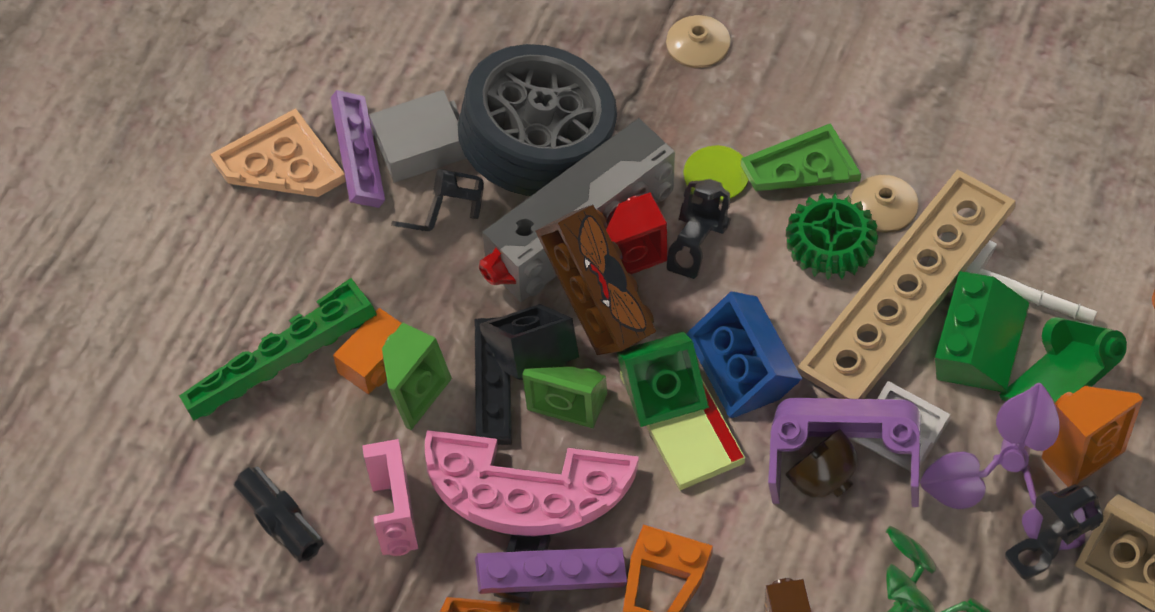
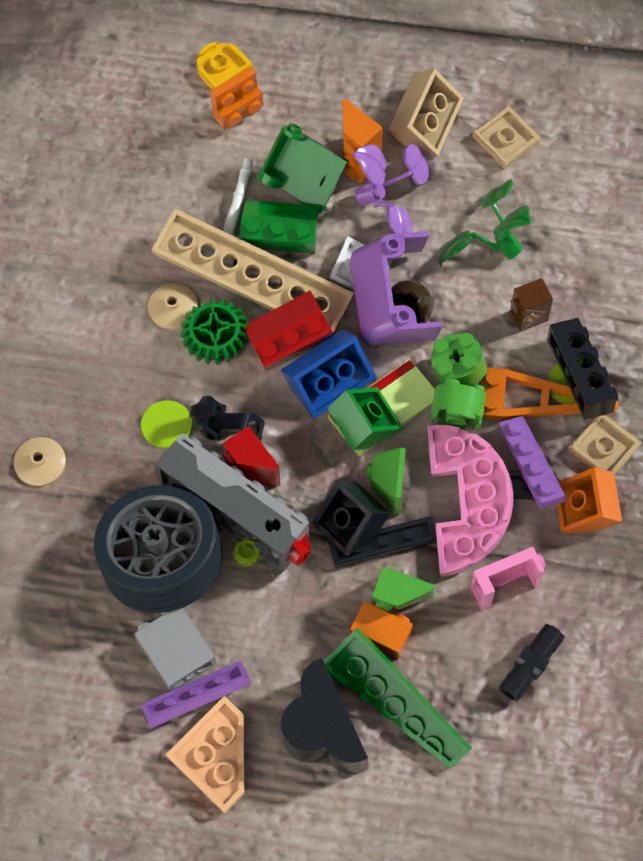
camera: 105 degrees left, 10 degrees up
(270, 259) = (319, 725): none -> black brick
(446, 185) = (228, 607): black piece -> none
(596, 280) = (308, 465): reddish brown brick -> none
(651, 490) = (458, 404): none -> bright green brick
(718, 507) = (459, 358): none -> bright green brick
(802, 162) = (148, 361): bright green wing -> none
(810, 310) = (288, 330): none -> red slope
(1056, 526) = (427, 156): black piece -> none

